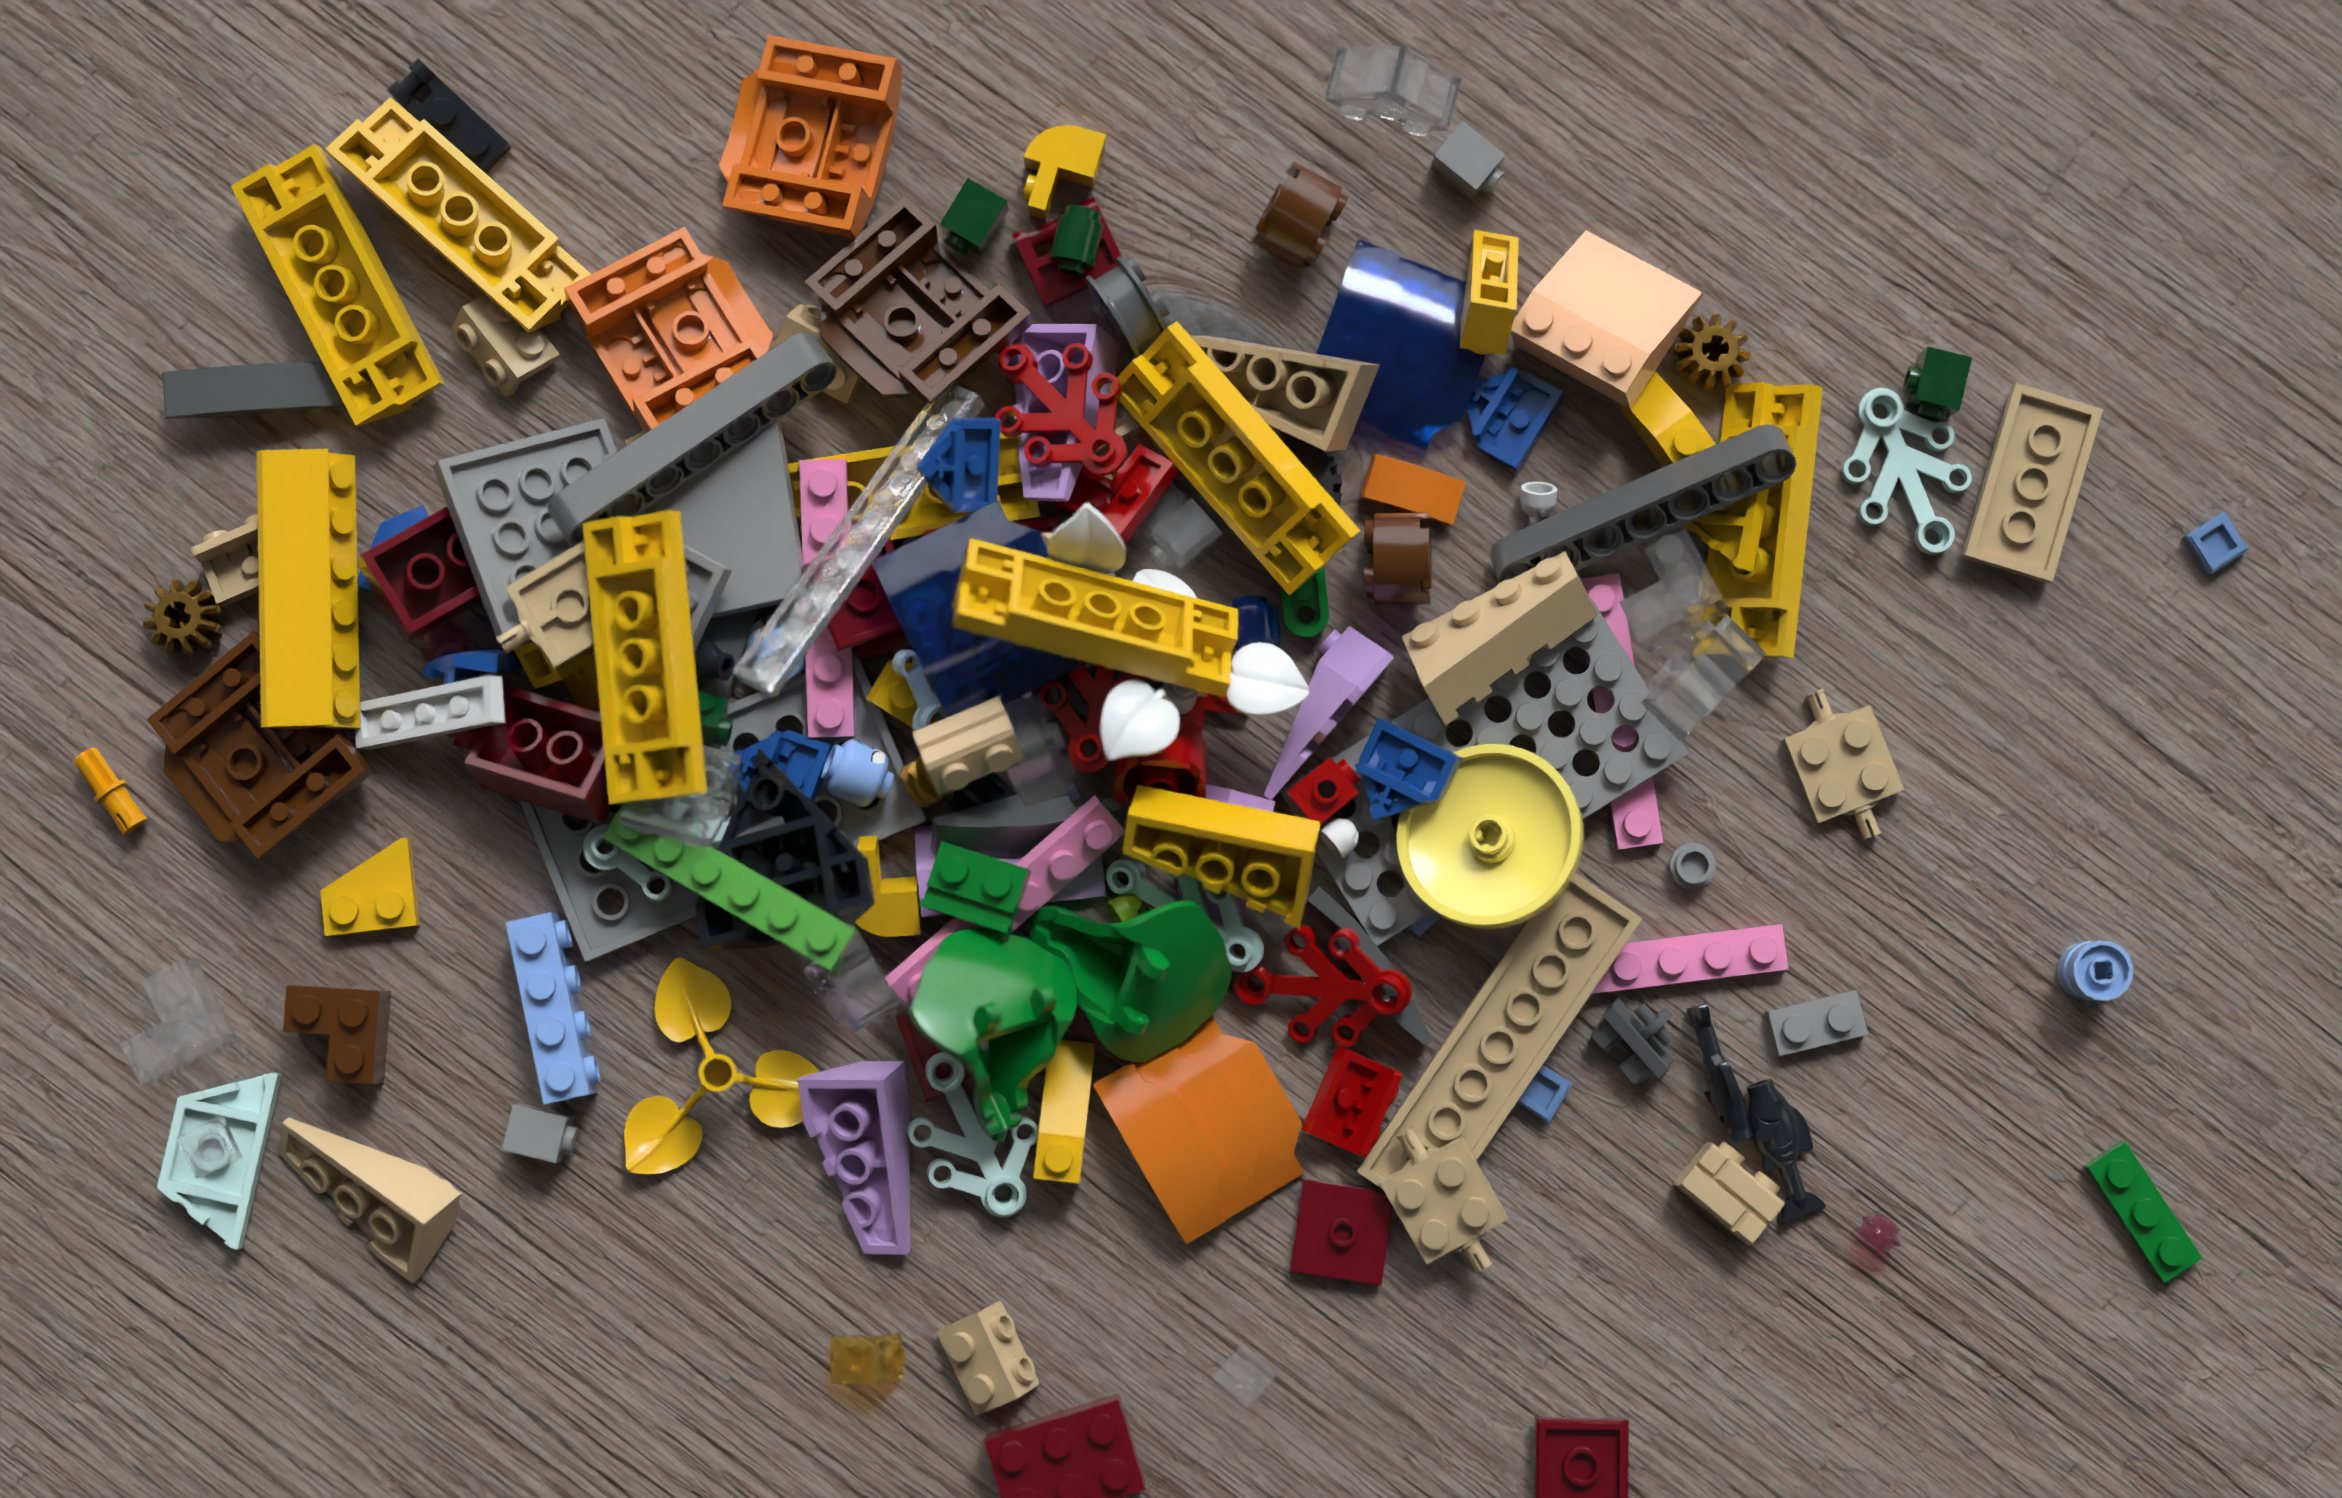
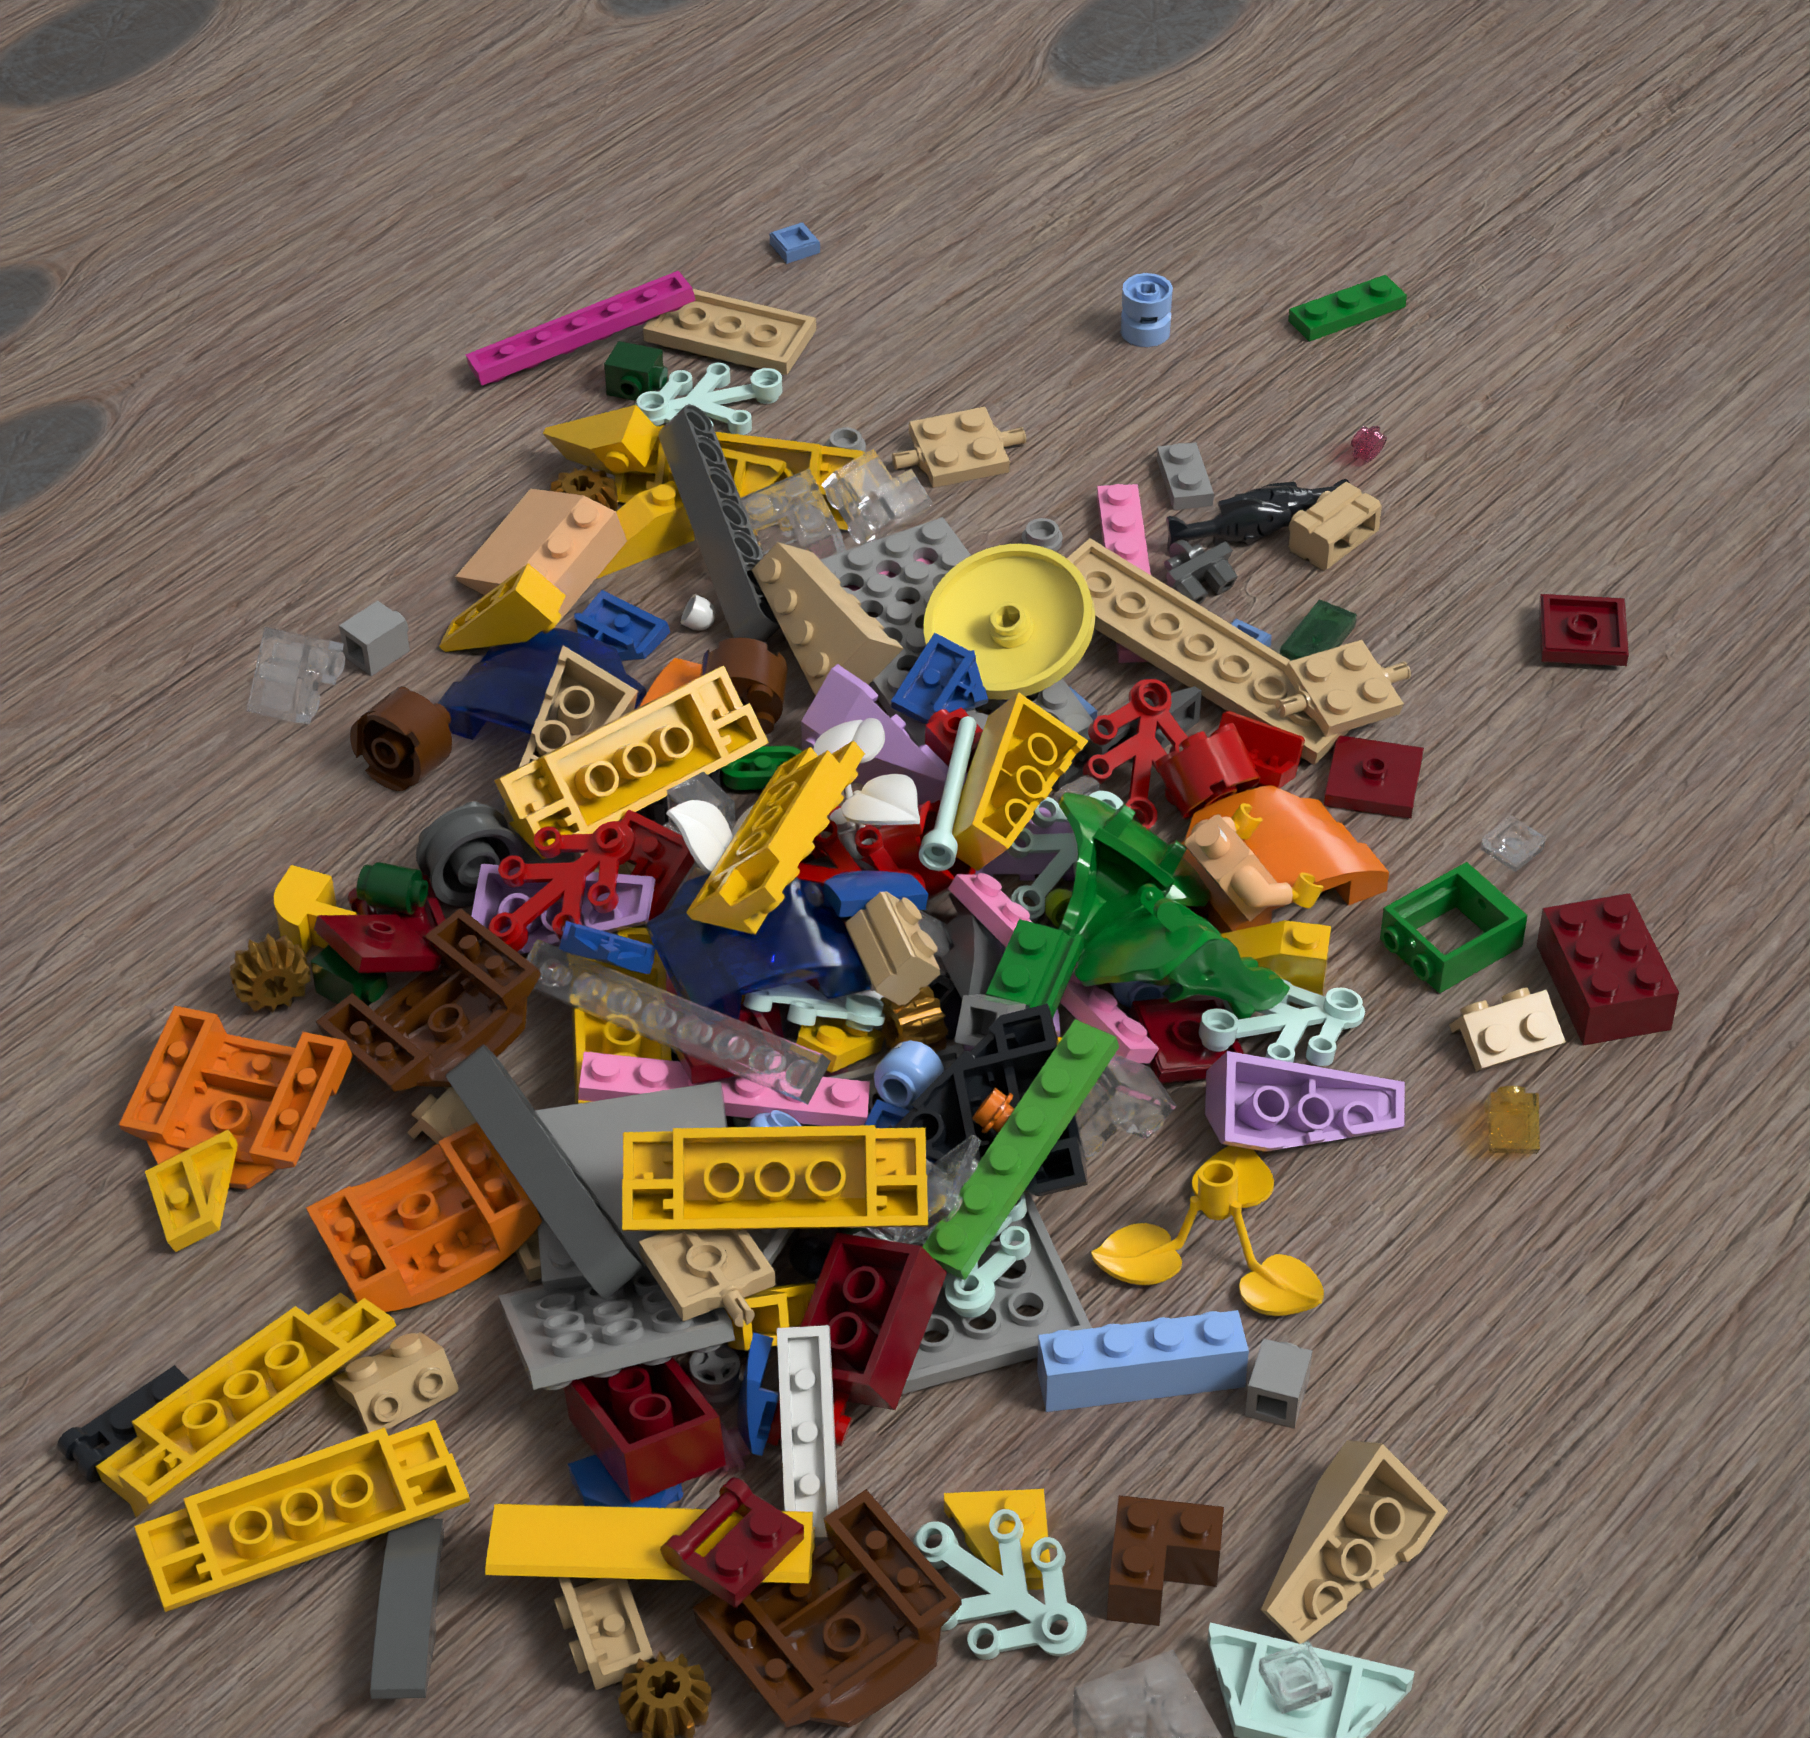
camera: 80 degrees left, 40 degrees down
(276, 671) = (744, 1554): none -> dark red plate
(304, 895) = (1008, 1592): none -> light aqua plant
(701, 119) = (193, 1189): none -> yellow wing
(771, 857) = (994, 1111): none -> orange plate
(900, 847) = (978, 1014): none -> light grey brick
(965, 140) = (270, 973): none -> pearl gold gear
(986, 238) = (377, 943): none -> dark red plate
(1047, 718) = (854, 889): none -> blue slope
(1122, 783) = (939, 845): none -> light aqua piece
(1137, 1083) = (1237, 870): none -> light nougat torso
(1146, 1342) = (1479, 901): none -> green window
(1291, 1056) = (1207, 769): none -> red brick
(1547, 1173) = (1320, 630): none -> clear green plate
(1771, 367) = (607, 441): none -> yellow slope
(1833, 635) = (846, 438): none -> light grey plate
(2005, 311) = (580, 328): none -> dark pink plate

